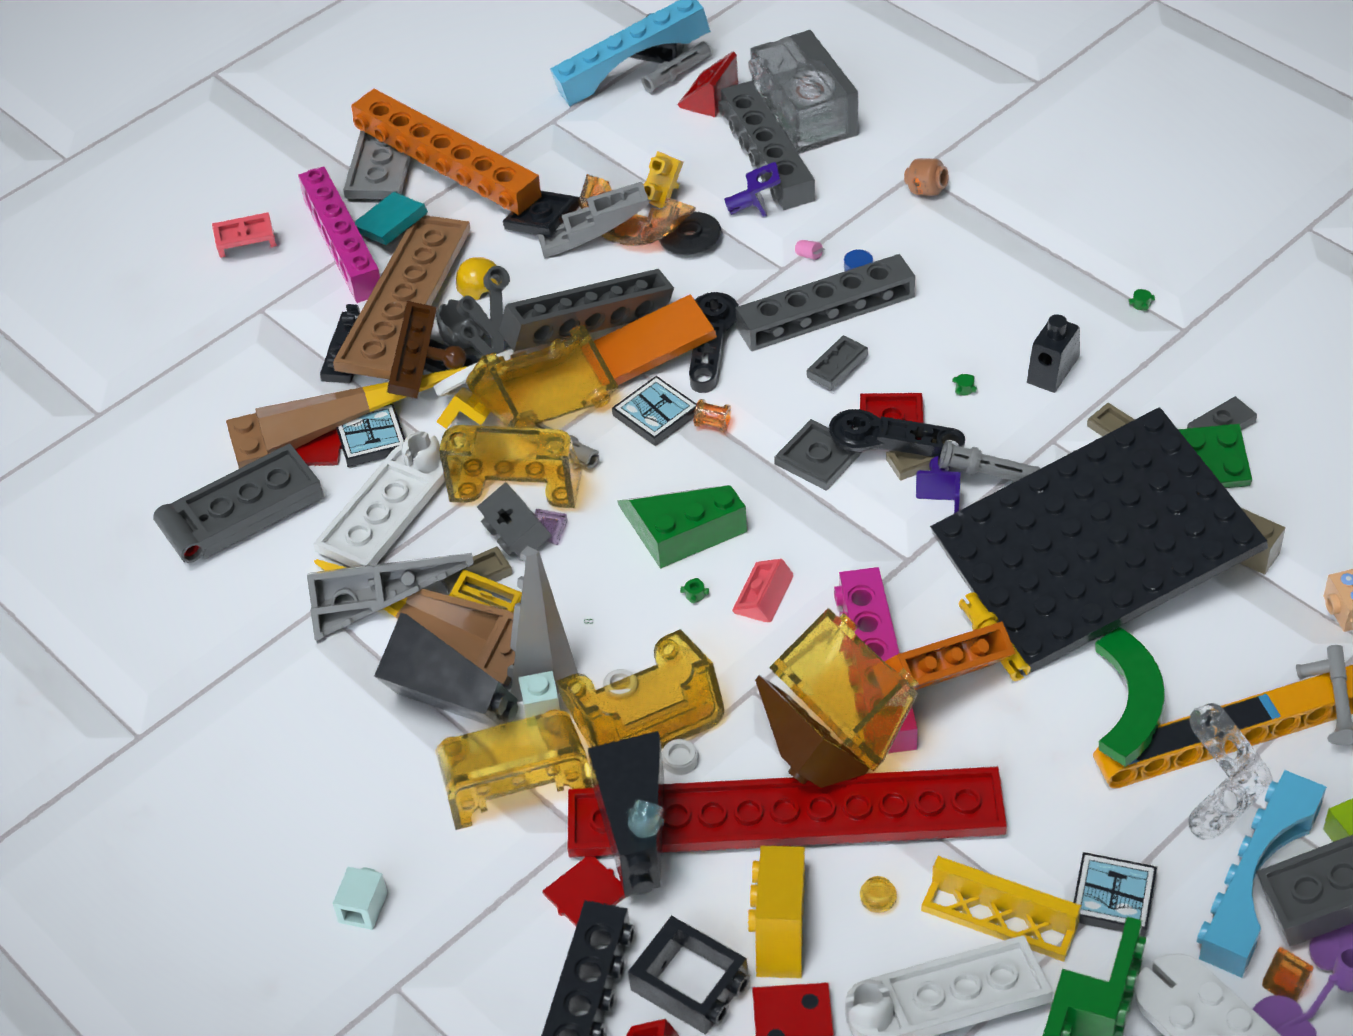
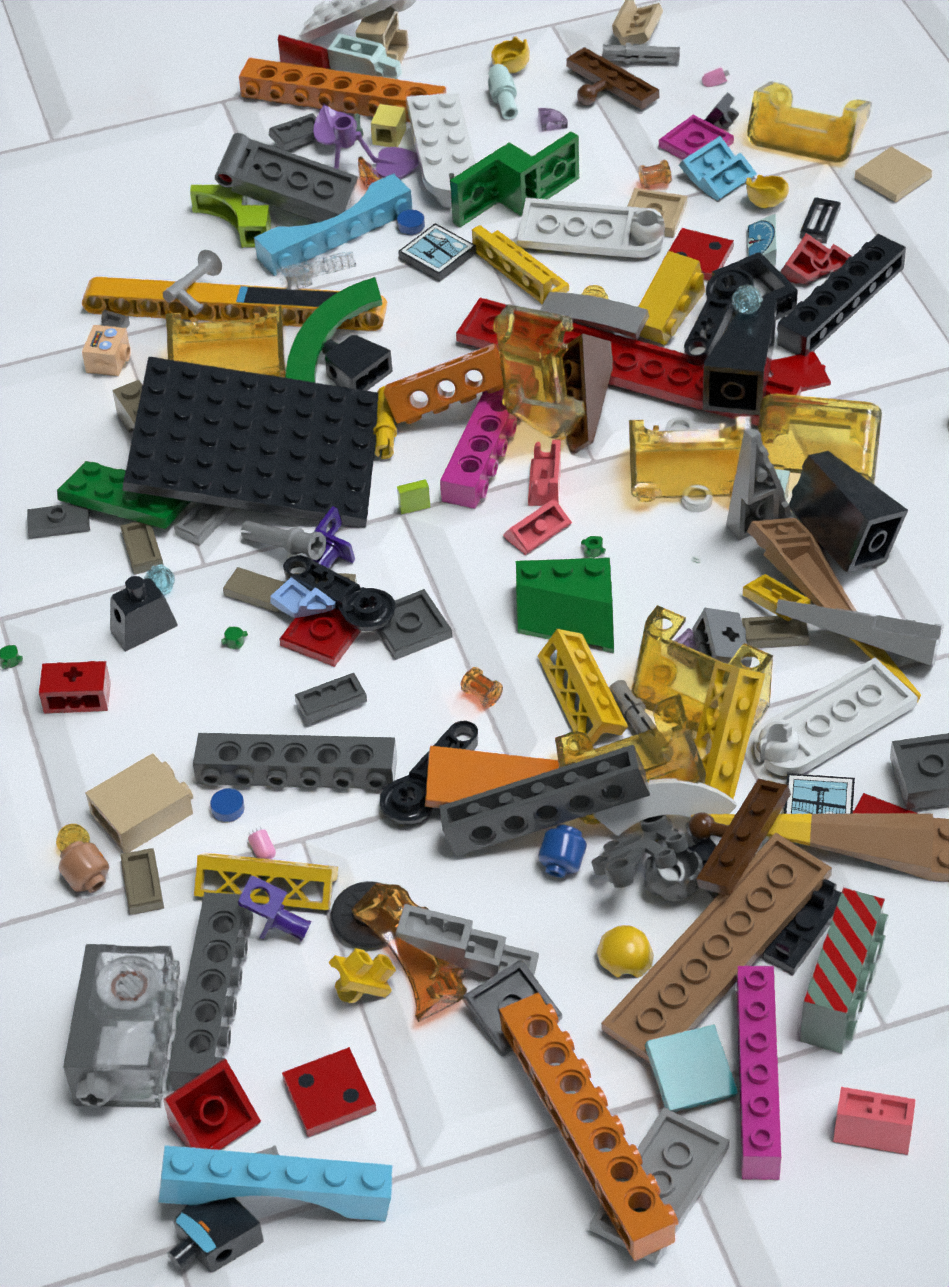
camera: 155 degrees left, 0 degrees up
(296, 301) = (844, 970): none -> sand green brick
(620, 445) = (583, 679): none -> yellow fence
(641, 131) = (329, 1091): none -> red tile
(655, 410) = (527, 722): tile -> none
(704, 890) = (715, 312): none -> black beam
(777, 627) = (545, 475): none -> coral hinge
(786, 226) = (267, 867): none -> yellow fence
(858, 847) = (598, 313): none -> light grey slope
(879, 195) = (142, 881): none -> dark tan tile
(900, 561) = (413, 496): none -> lime tile
(924, 230) = (140, 802): none -> tan brick
(927, 414) = (299, 601): none -> light blue slope
(955, 196) = (70, 834): none -> clear yellow plate
(983, 429) = (252, 588): none -> dark tan tile
(1057, 287) = (74, 687): none -> red brick
(1073, 401) = (162, 577): none -> clear light blue plate
(1079, 686) = (356, 362): none -> black torso
(1181, 928) = (411, 222): none -> blue tile
(1236, 651) = (239, 345): none -> clear yellow windscreen

